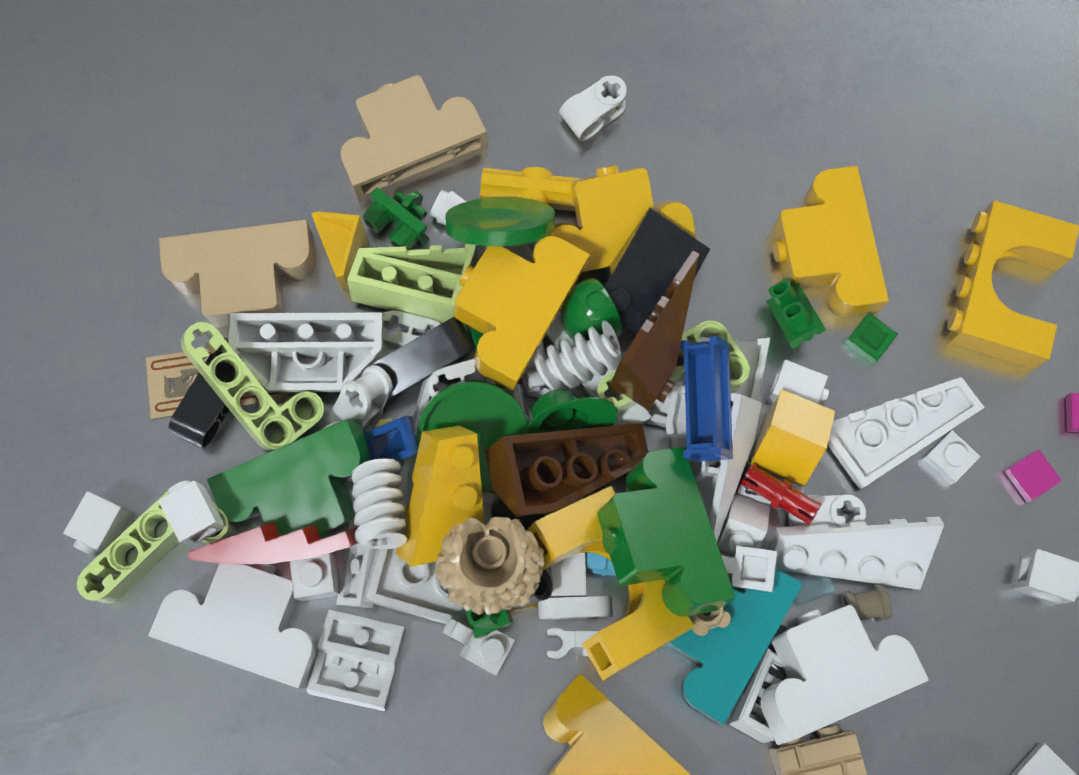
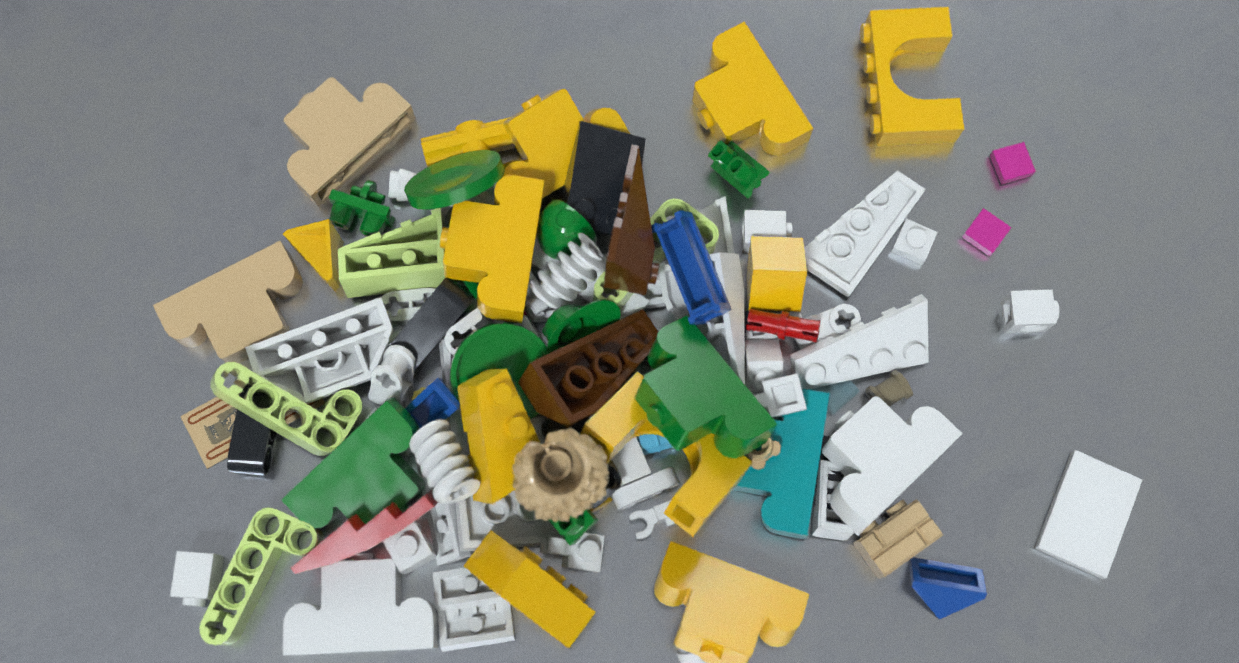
camera: 20 degrees left, 0 degrees up
(191, 512) = (279, 533): white brick -> none
(416, 667) = (530, 588): none -> yellow wedge
(595, 107) = (495, 54): white piece -> none
(871, 338) = (810, 165): green tile -> none

